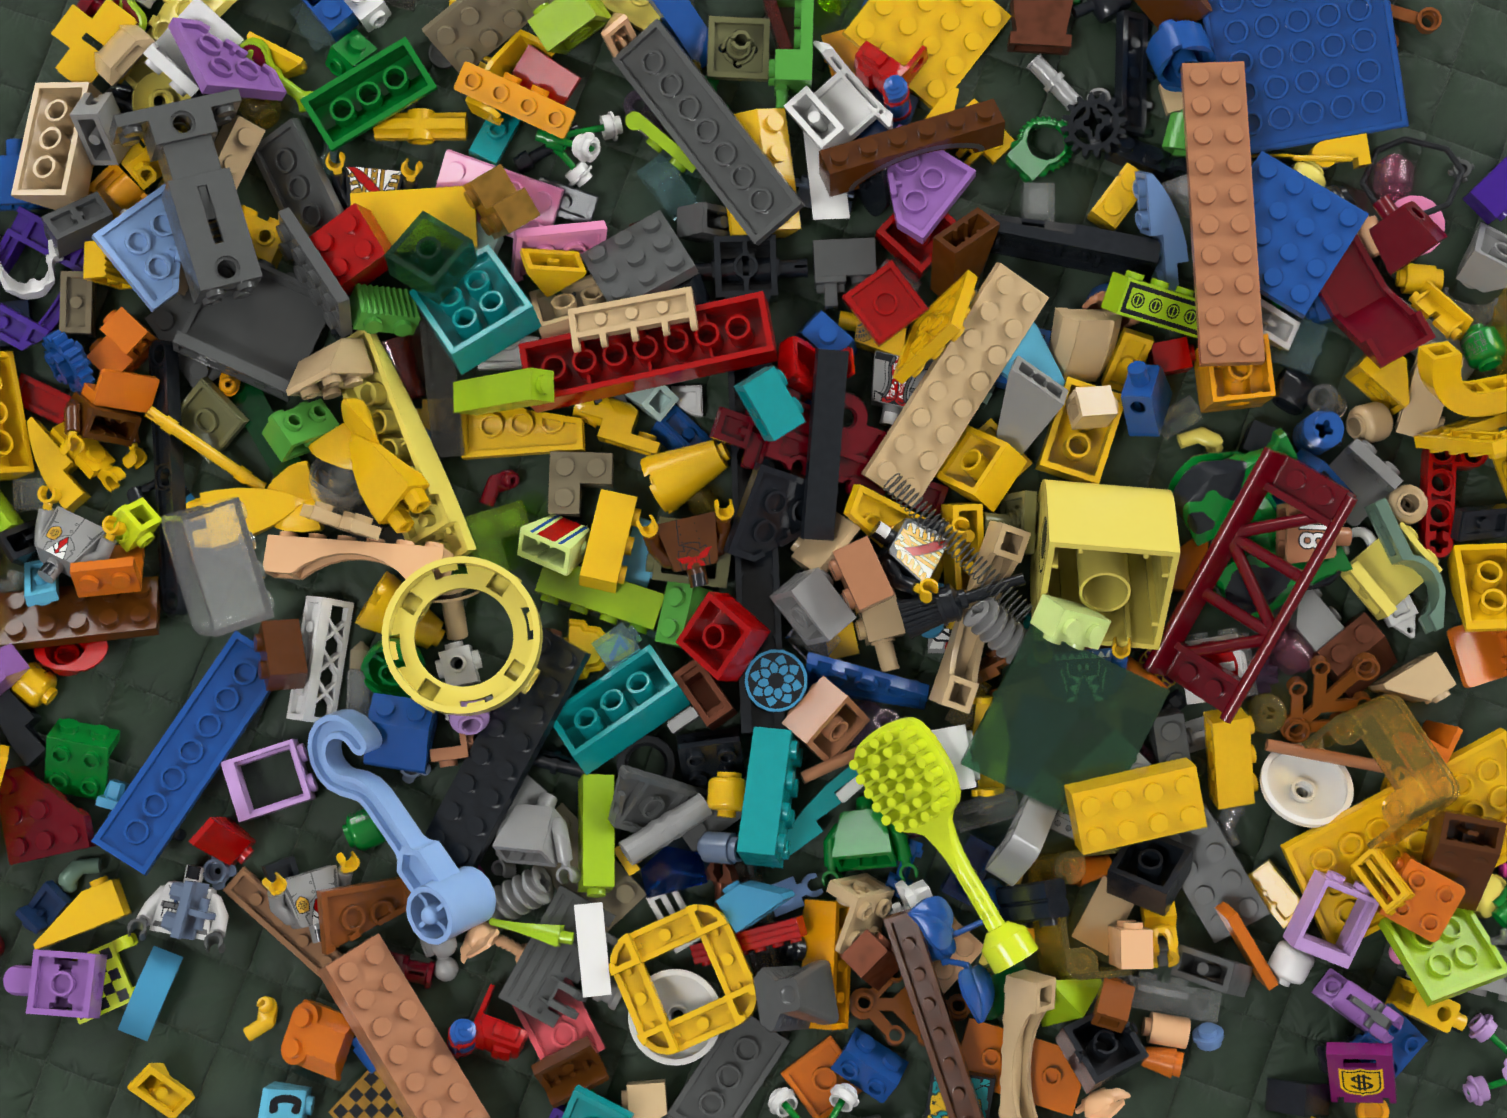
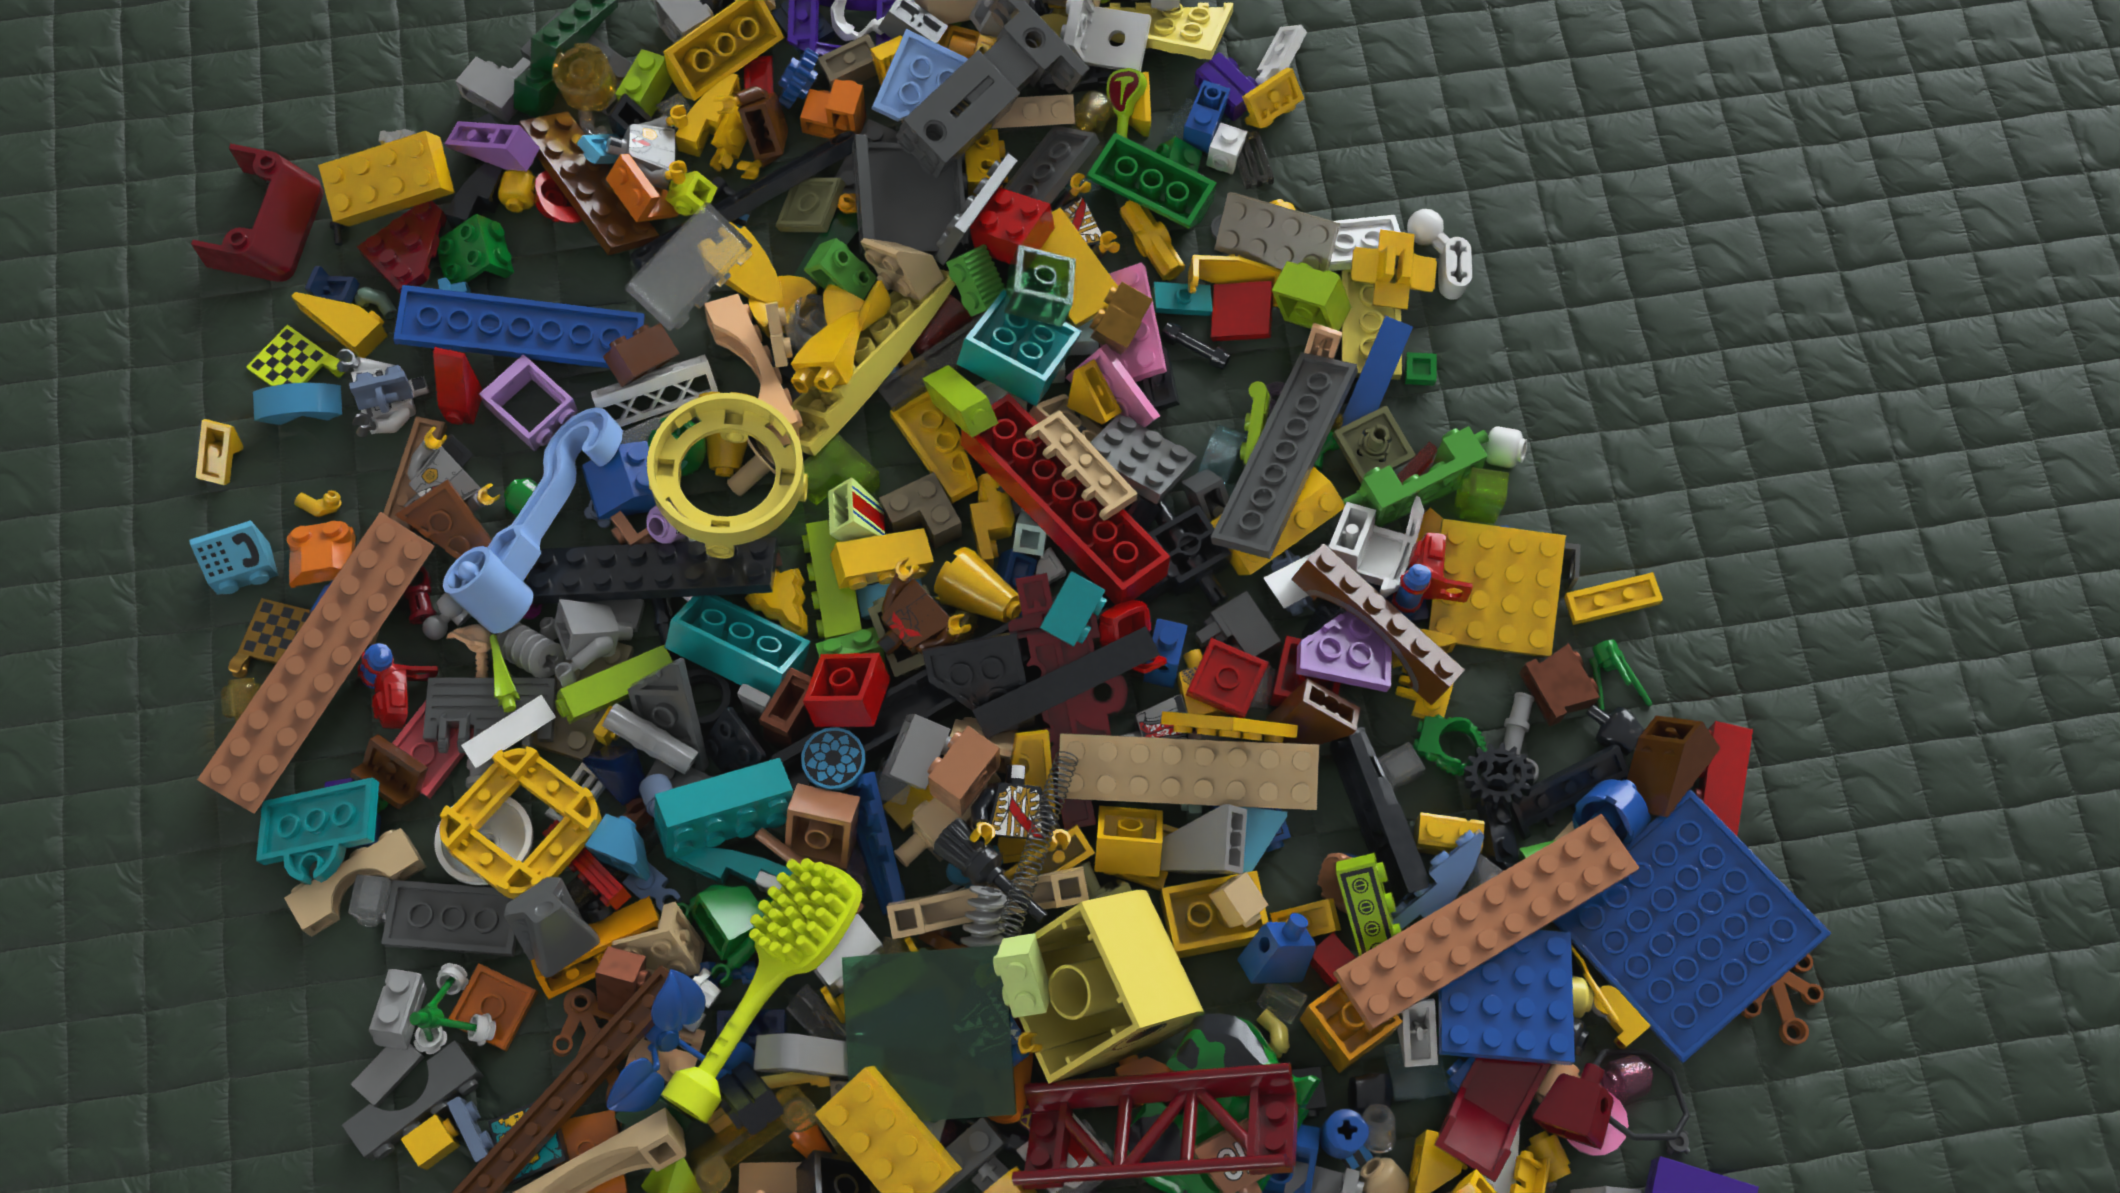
camera: 60 degrees right, 15 degrees down
(60, 983) = (272, 330): medium lavender brick -> none
(122, 390) = (796, 125): orange panel -> none
(173, 427) = (786, 175): yellow piece -> none
(218, 880) = (424, 406): sand blue plate -> none
(223, 65) = (1104, 51): medium lavender plate -> none
(468, 673) = (710, 495): white brick -> none
(496, 484) = (884, 452): dark red arm -> none
(516, 100) = (1217, 290): light orange bracket -> none
(584, 146) = (1211, 360): white plant -> none
(617, 645) = (793, 612): clear light blue brick -> none
(726, 794) = (707, 767): yellow head -> none
(870, 1065) = (524, 1039): blue bracket -> none
(1083, 341) = (1296, 871): tan slope -> none

